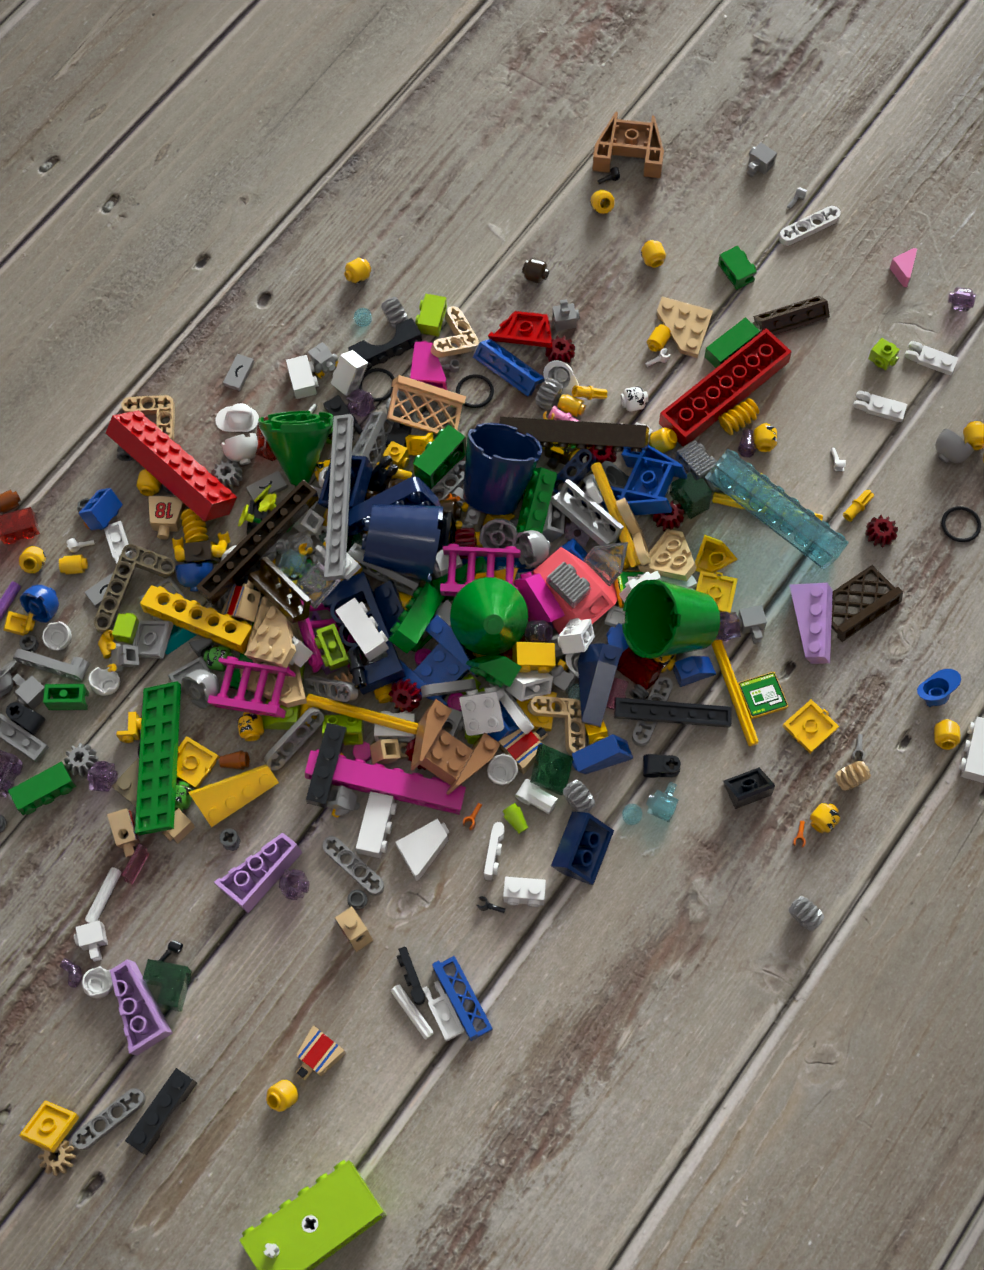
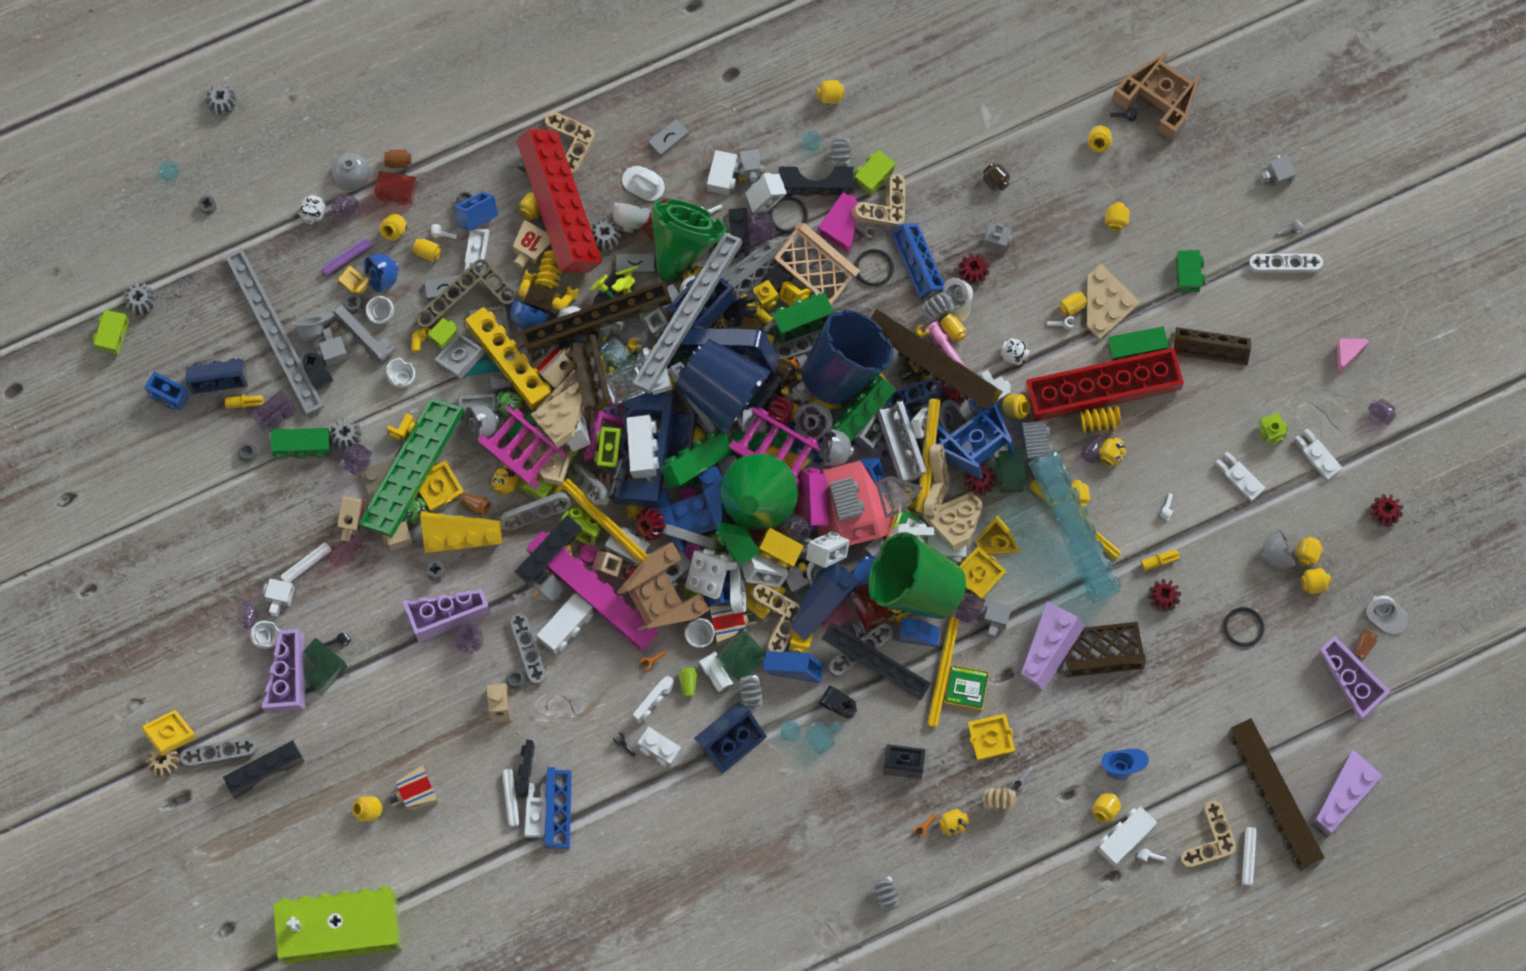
camera: 25 degrees right, 5 degrees up
(65, 696) = (360, 370): green brick -> none
(122, 656) = (426, 359): light grey piece -> none
(423, 846) = (594, 664): white slope -> none
(525, 329) = (953, 232): red wing -> none
(589, 392) = (976, 325): yellow axle -> none

